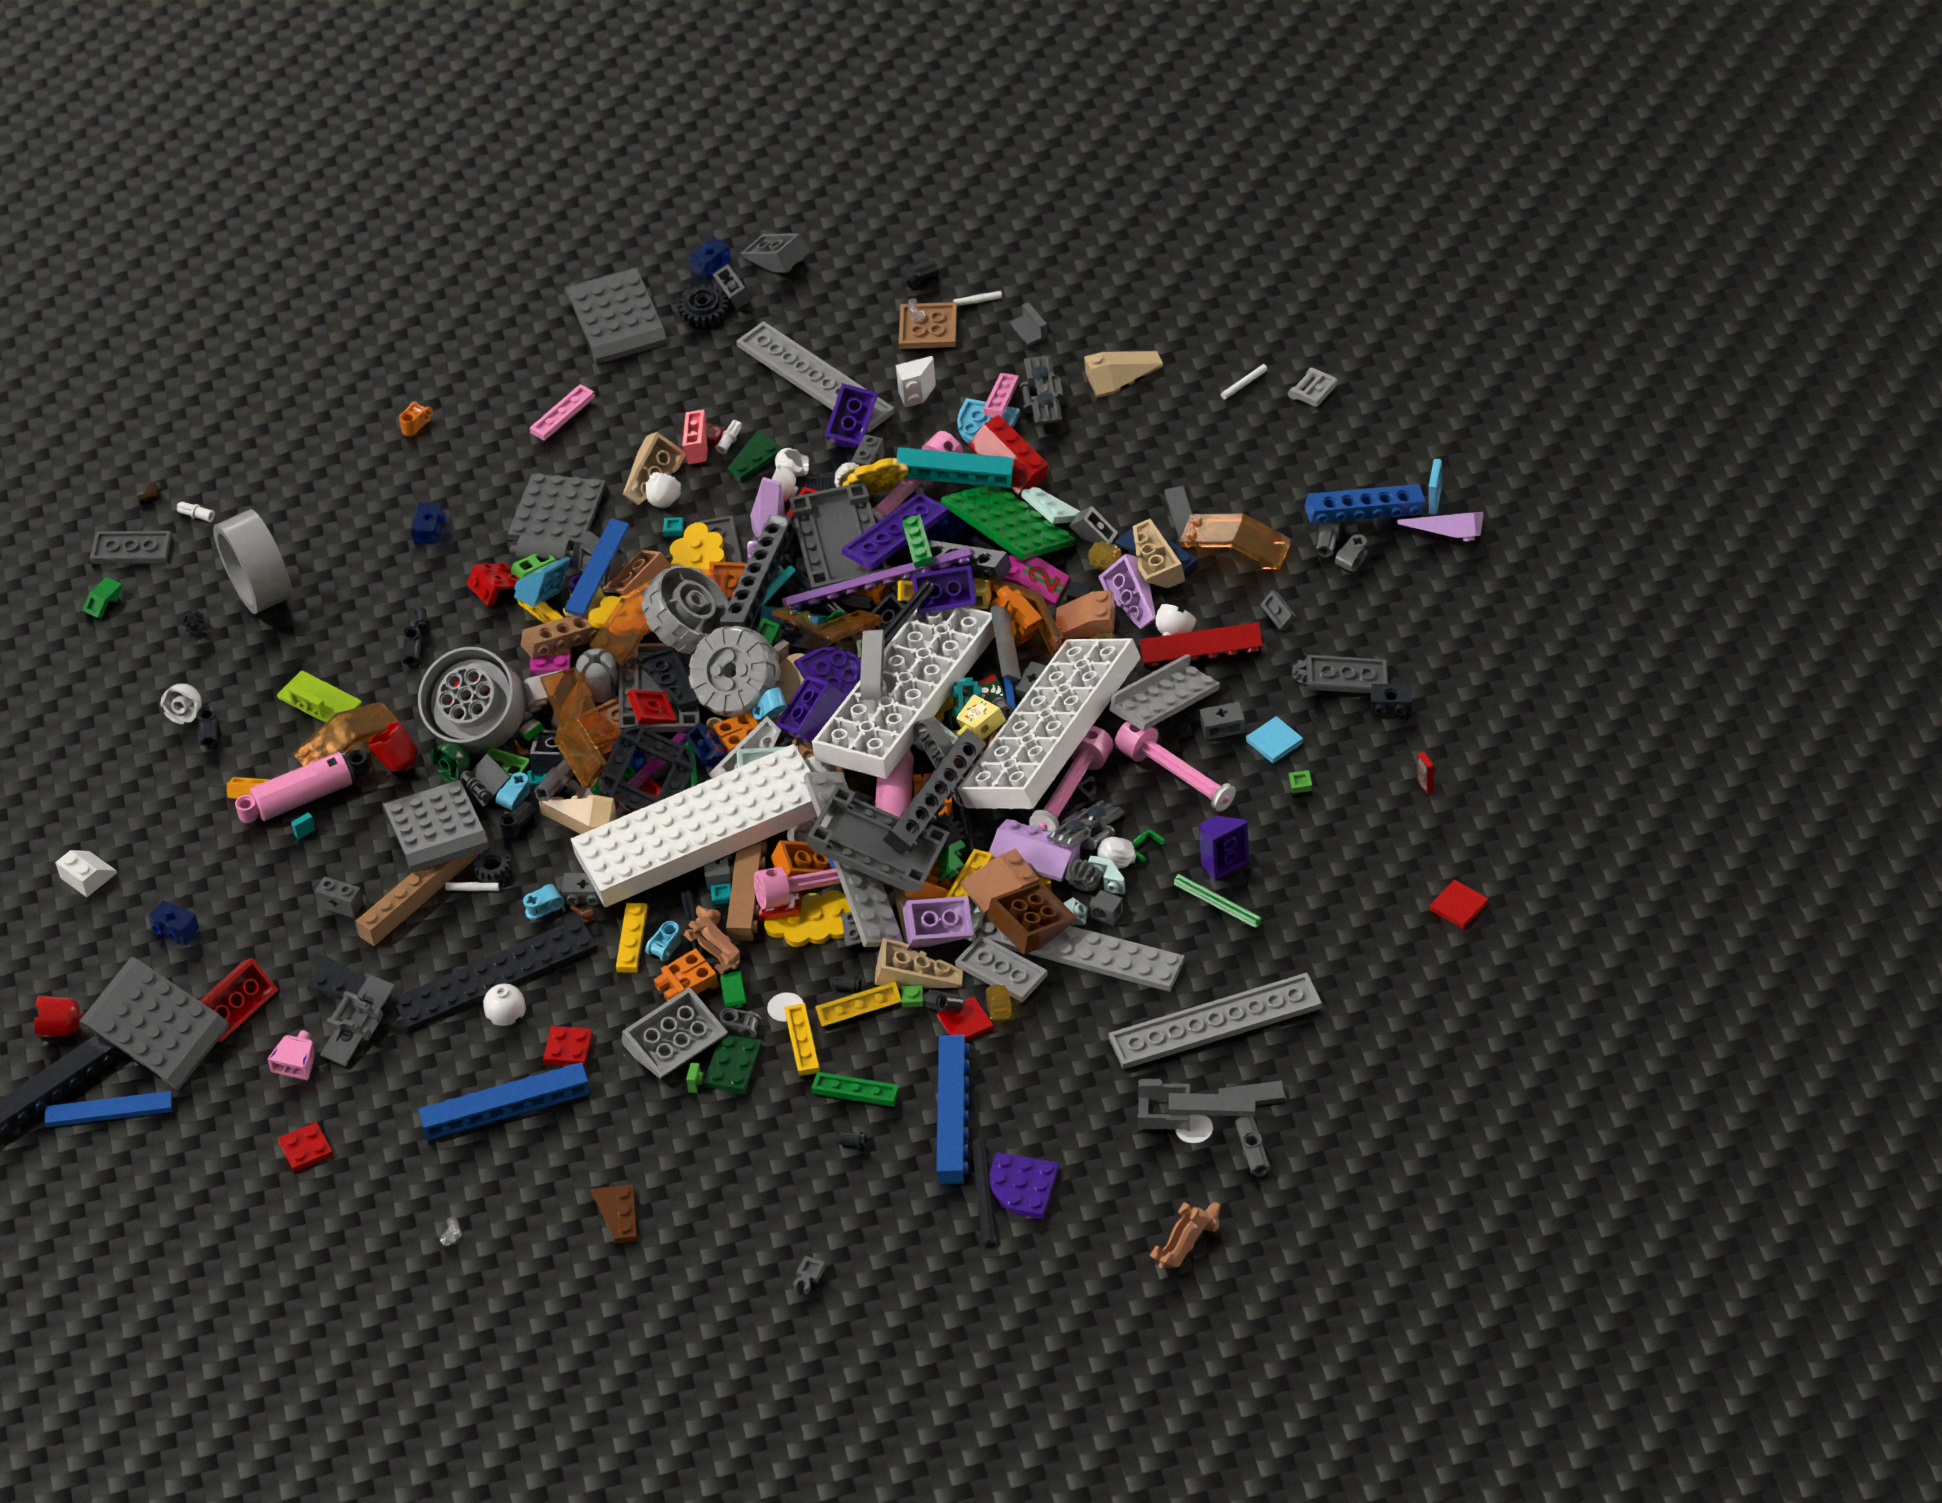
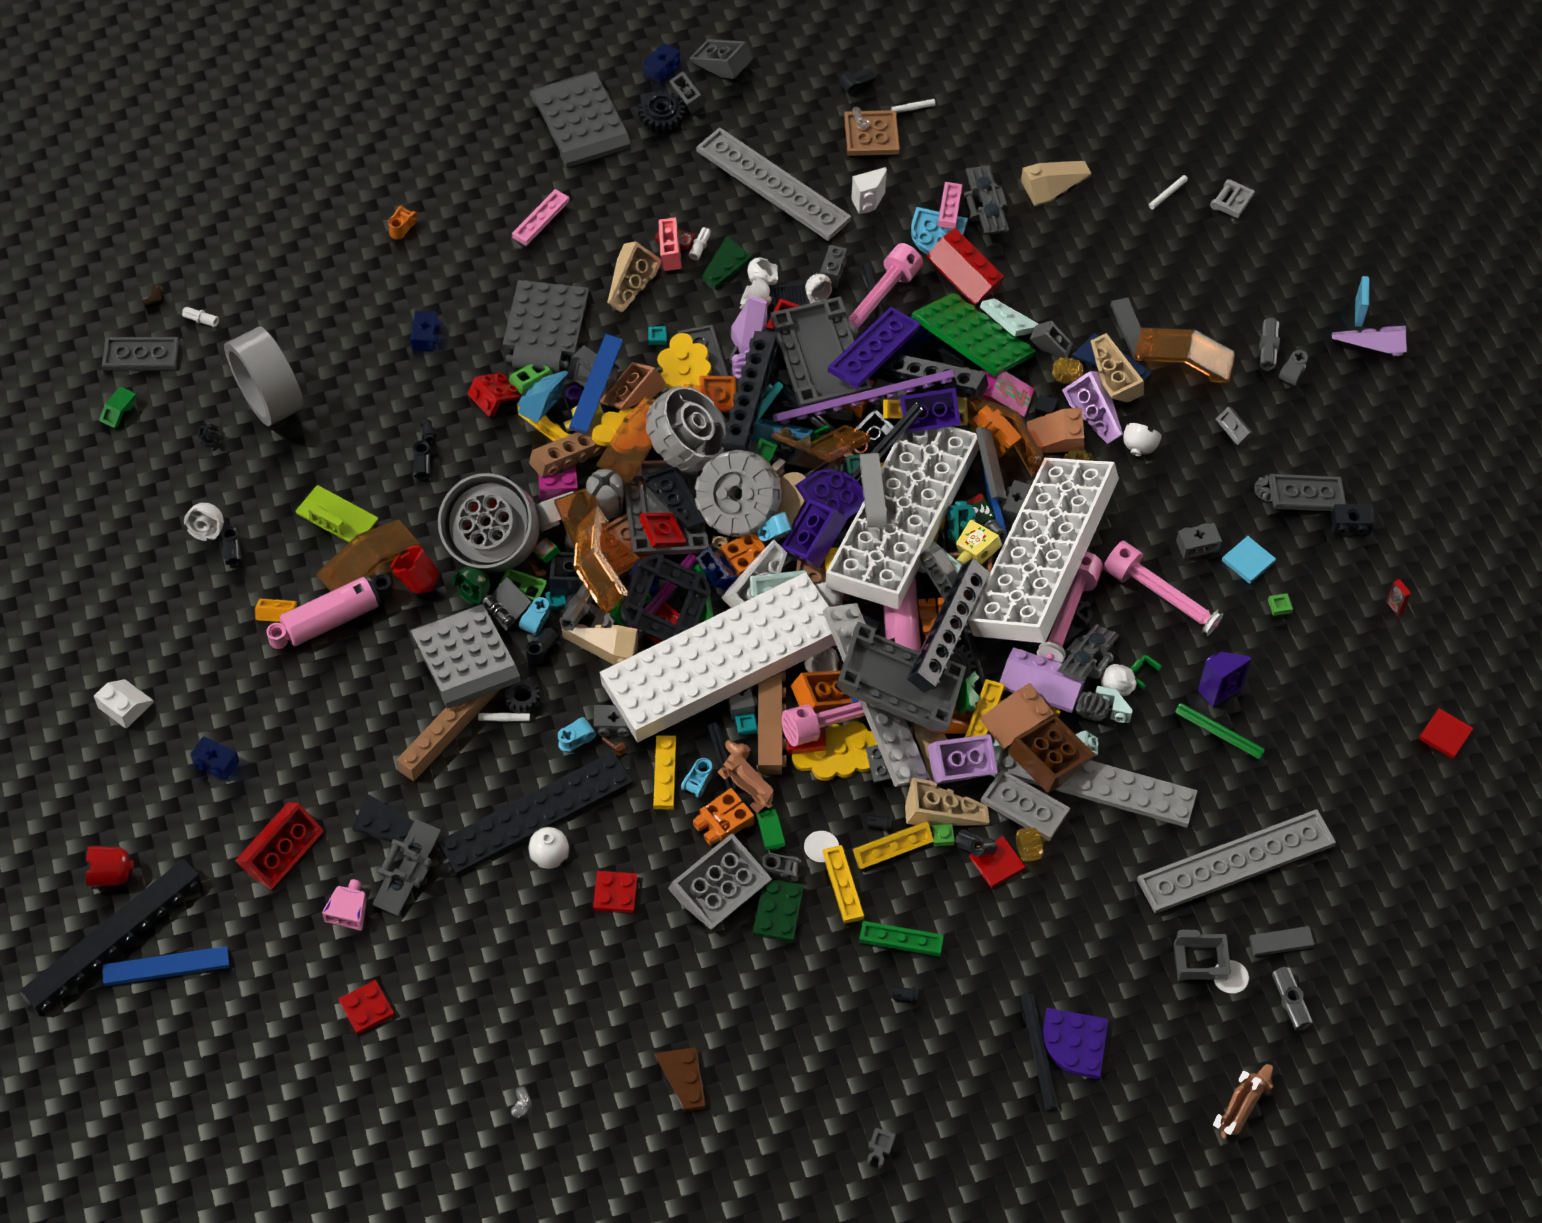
camera: 10 degrees left, 10 degrees up
(155, 1022) = (206, 875): dark grey slope -> none
(303, 825) = (333, 652): teal tile -> none
(339, 897) = (376, 730): dark grey brick -> none
(504, 1101) = (559, 955): blue brick -> none
(662, 489) = (645, 299): white hair -> none
(694, 1077) = (744, 928): bright green plate -> none
(850, 416) = (815, 226): dark purple slope -> none
(880, 476) = (852, 291): yellow plate -> none
(917, 541) = (900, 361): green plate -> none
(951, 1109) = (997, 961): blue brick -> none
(957, 467) = (919, 280): teal brick -> none
(1030, 325) = (965, 133): dark grey panel -> none
(1106, 907) = (1116, 739): dark grey brick -> none
(1162, 693) = (1143, 516): light grey bracket -> none
(1201, 643) = (1170, 460): red brick -> none
(1211, 1104) = (1251, 958): dark grey tile -> none
(1364, 504) = (1301, 319): blue brick -> none

